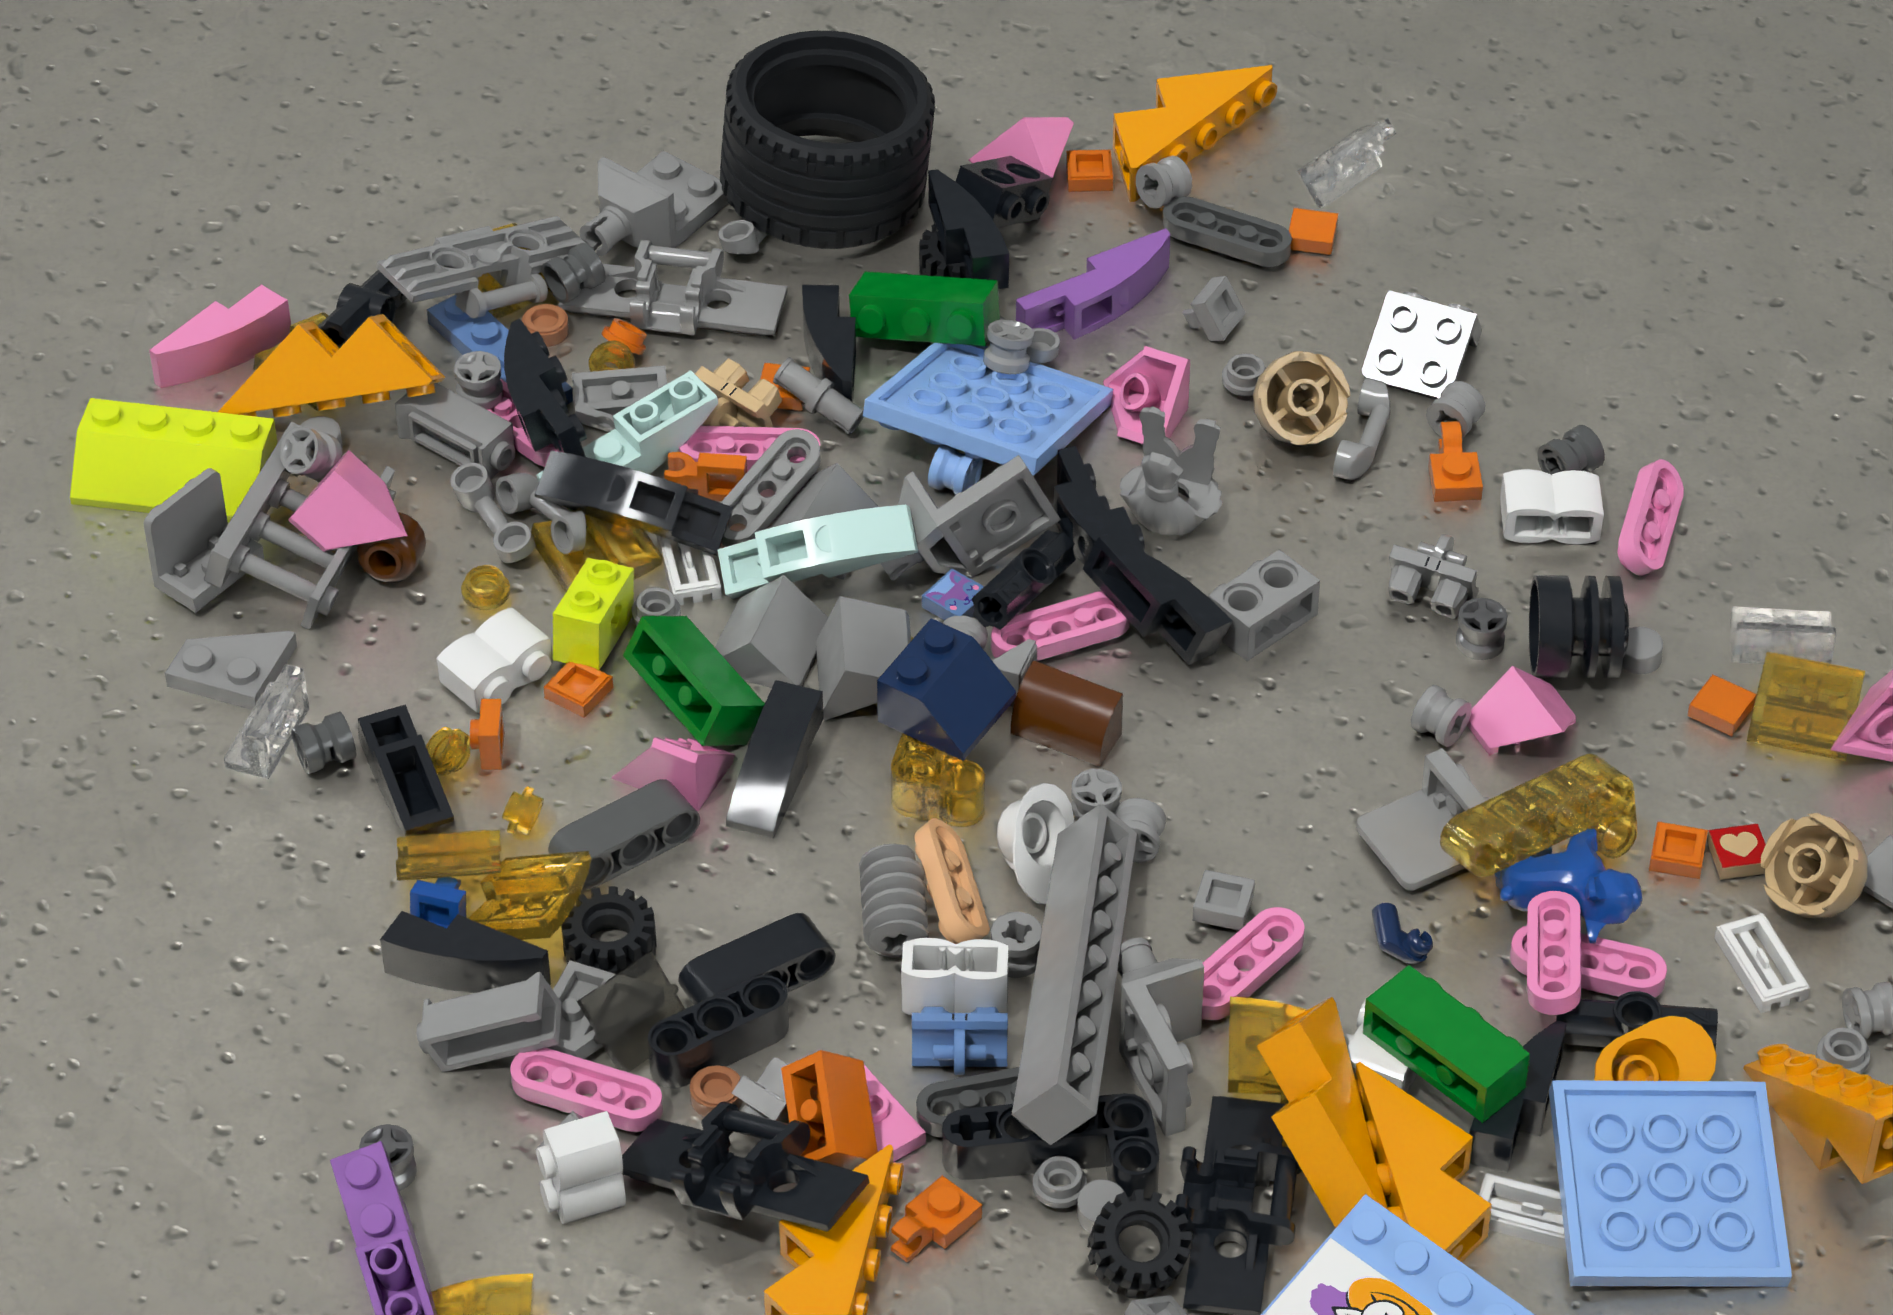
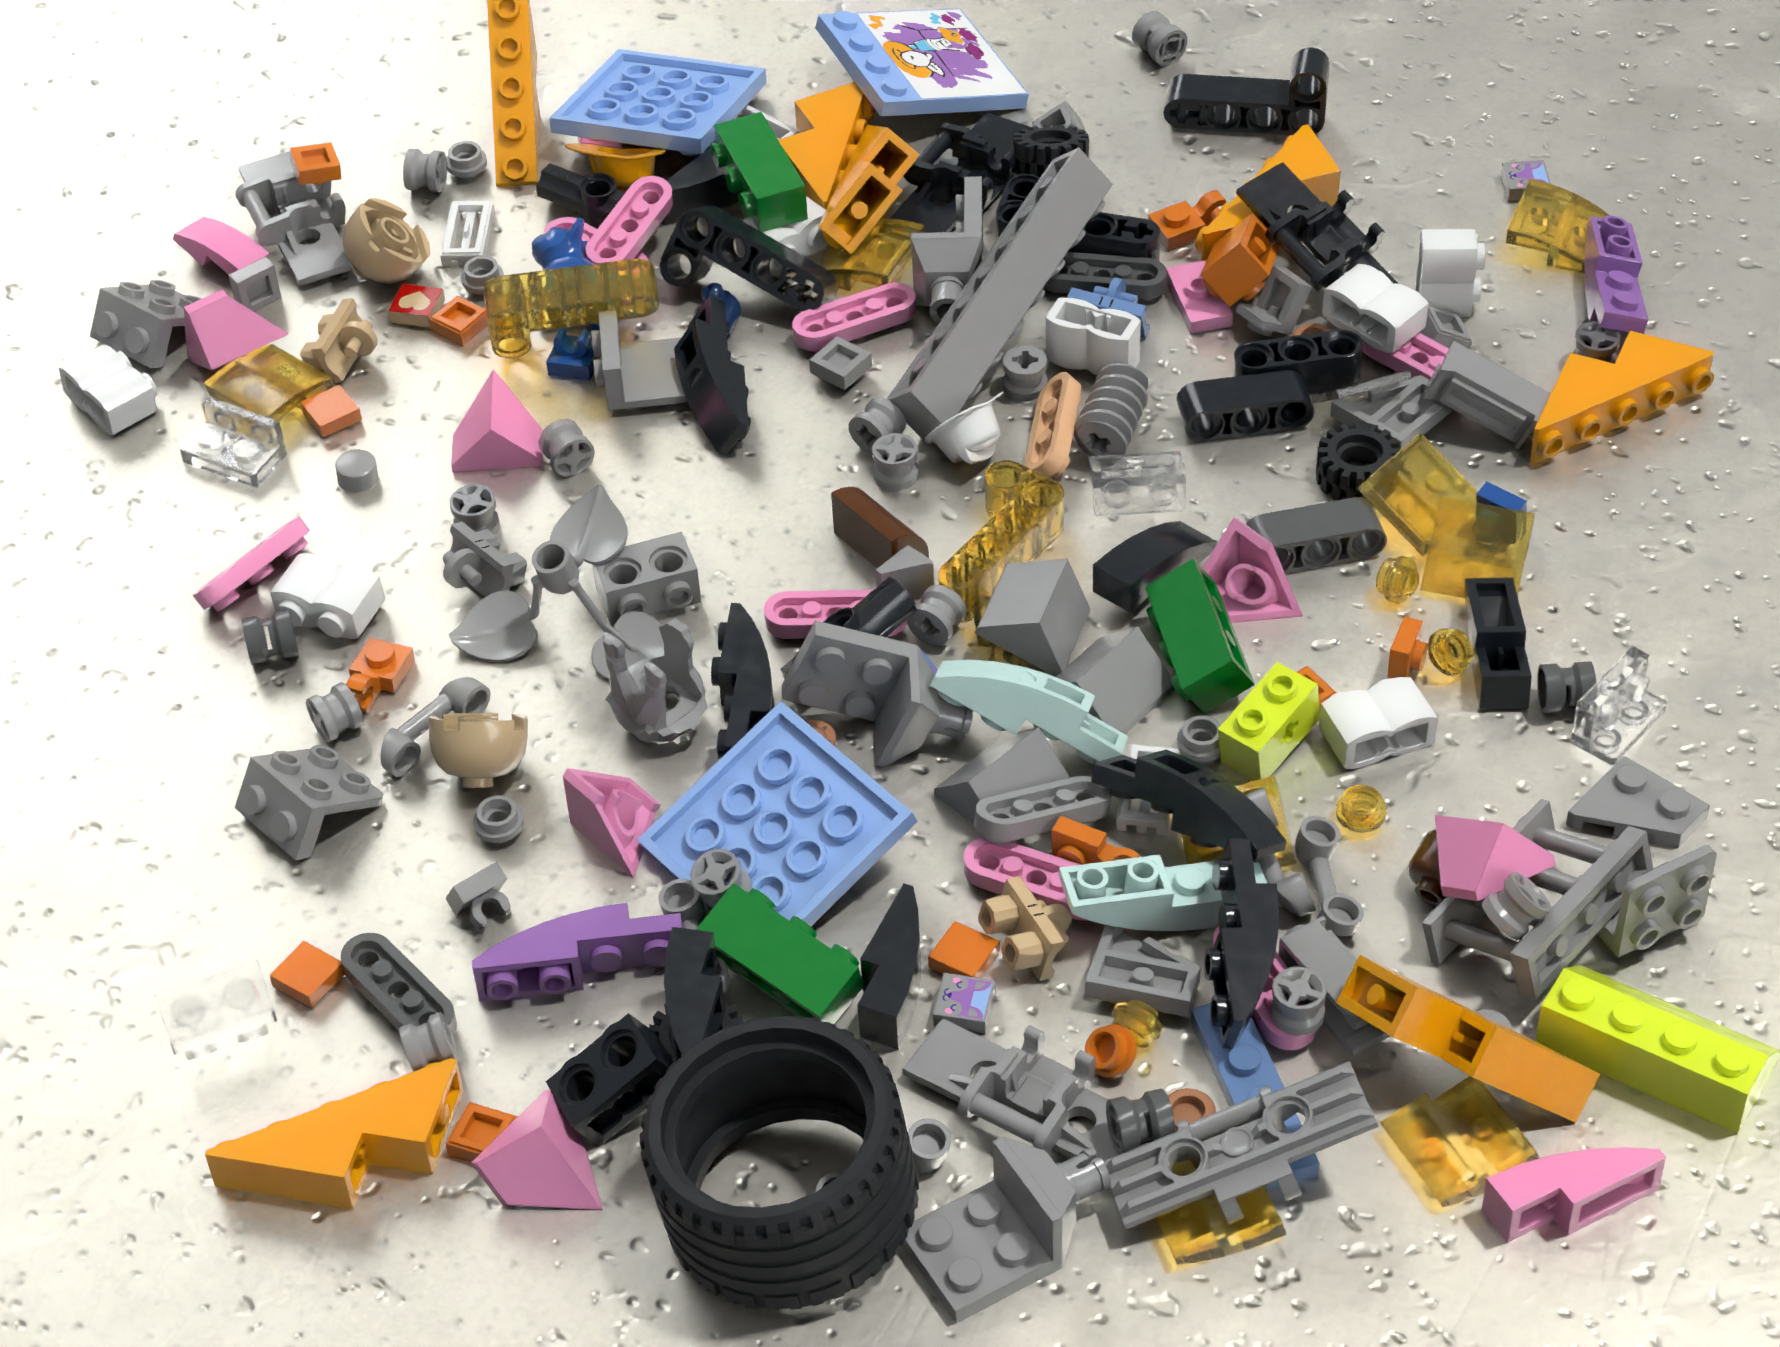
camera: 155 degrees left, 0 degrees up
(358, 303) = (1394, 1156): black piece -> none
(362, 1089) = (1602, 395): none -> light orange slope
(459, 957) = (1501, 465): black slope -> none
(649, 1087) = (1375, 308): none -> white brick
(762, 348) = (965, 1001): none -> light grey tile
(819, 395) = (941, 906): light grey pin -> none
(831, 851) = (1138, 483): none -> clear bracket
(943, 690) = (995, 523): dark blue slope -> none
(1157, 598) = (741, 579): black slope -> none
(1320, 511) = (589, 531): none -> light grey plant
(1343, 826) = (711, 380): none -> black slope
(1366, 960) = (754, 265): none -> black beam
(1577, 626) = (408, 456): black wheel -> none
(1695, 902) = (478, 272): none -> light grey plate
(1771, 766) = (340, 341): none -> tan hips

